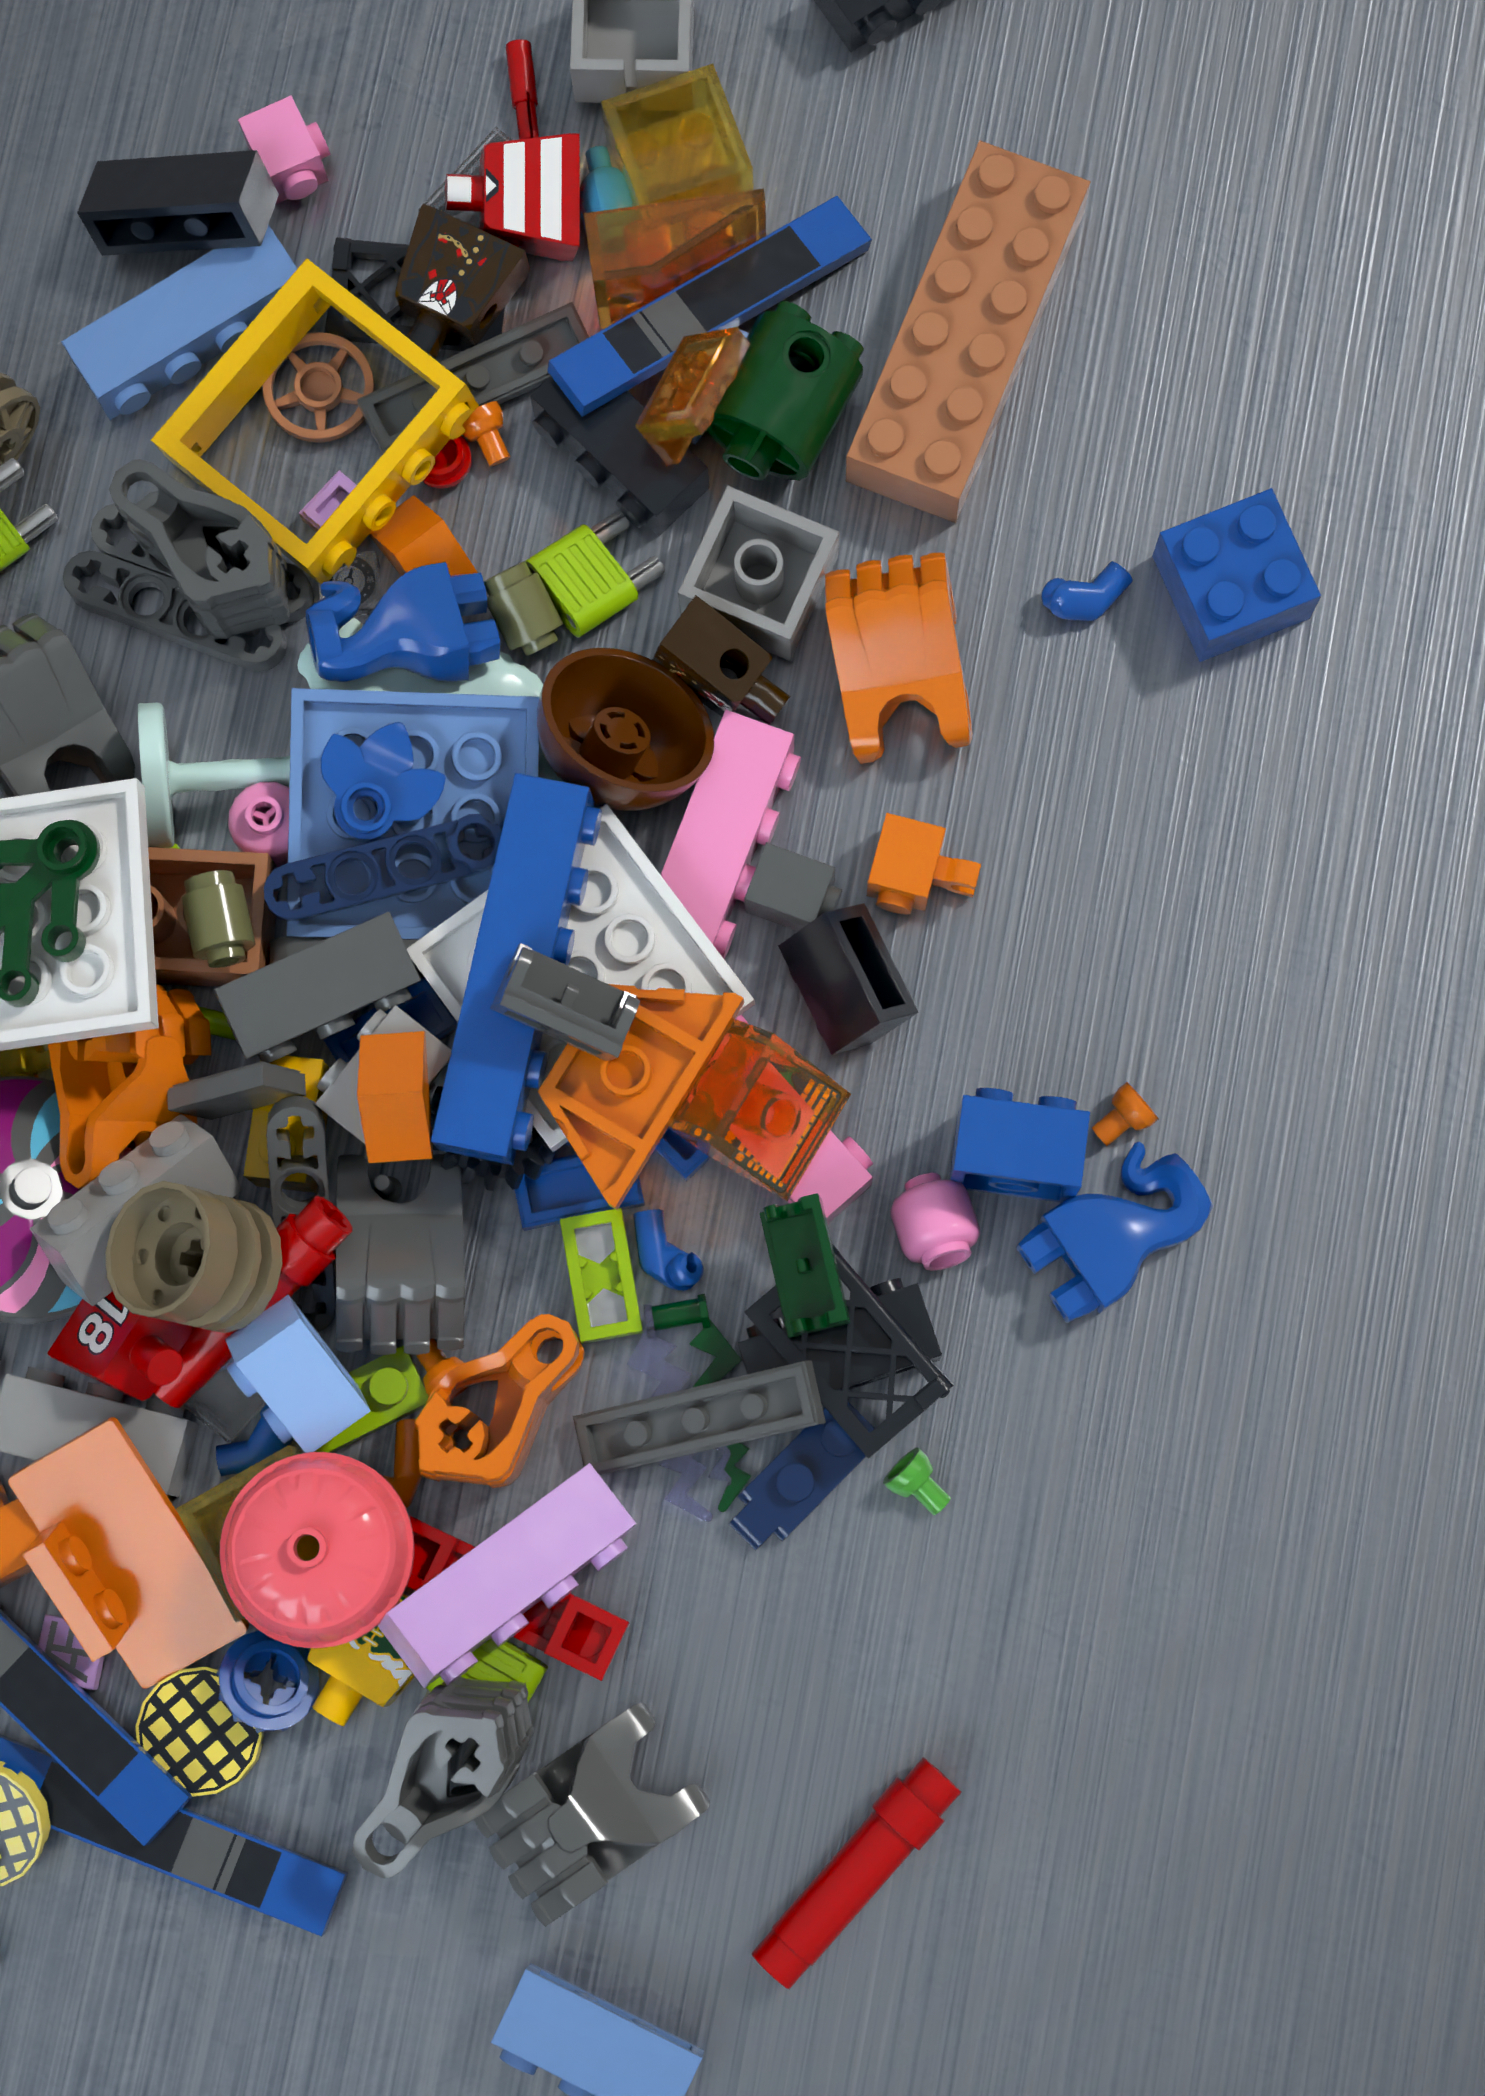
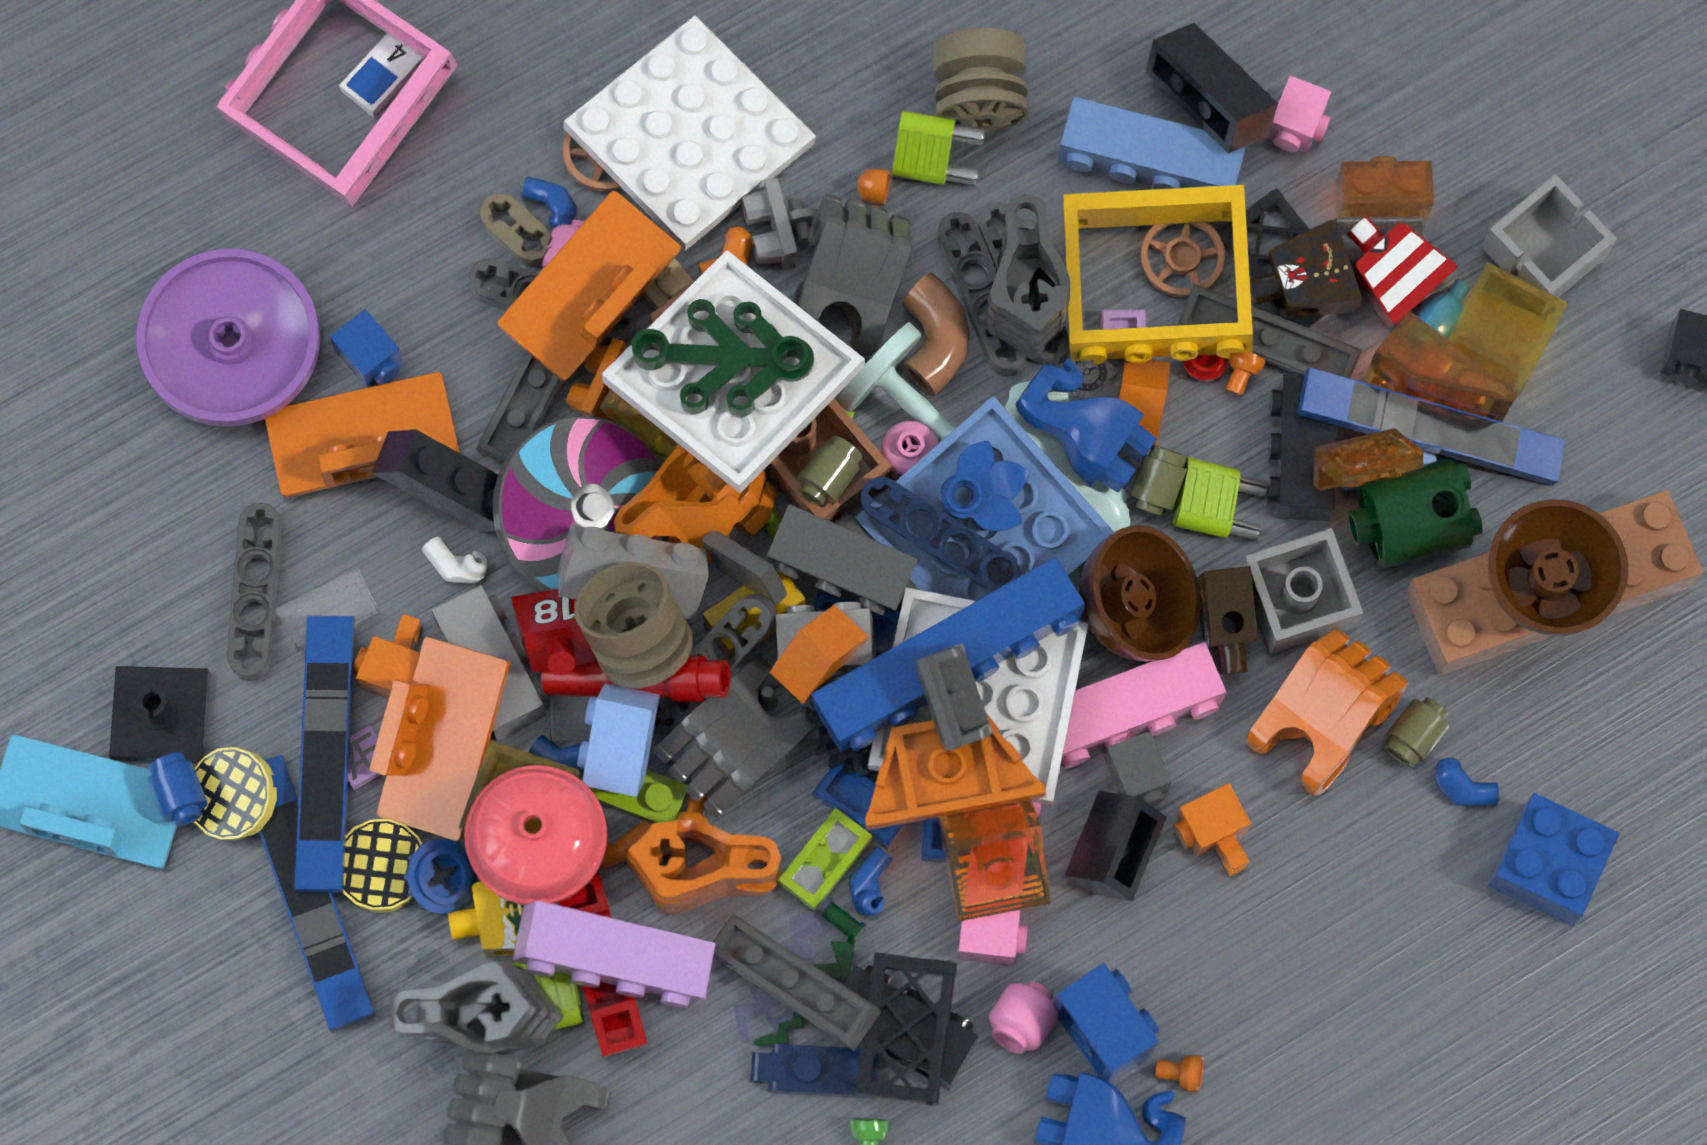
camera: 40 degrees right, 5 degrees down
(182, 683) = (944, 330): none -> nougat cylinder
(434, 135) = (1384, 188): none -> clear orange brick
(523, 87) = (1461, 212): red piece -> none
(804, 1266) = (930, 961): dark green hinge -> none
(970, 273) = (1571, 549): none -> reddish brown piece
(994, 590) = (1417, 731): none -> olive brick

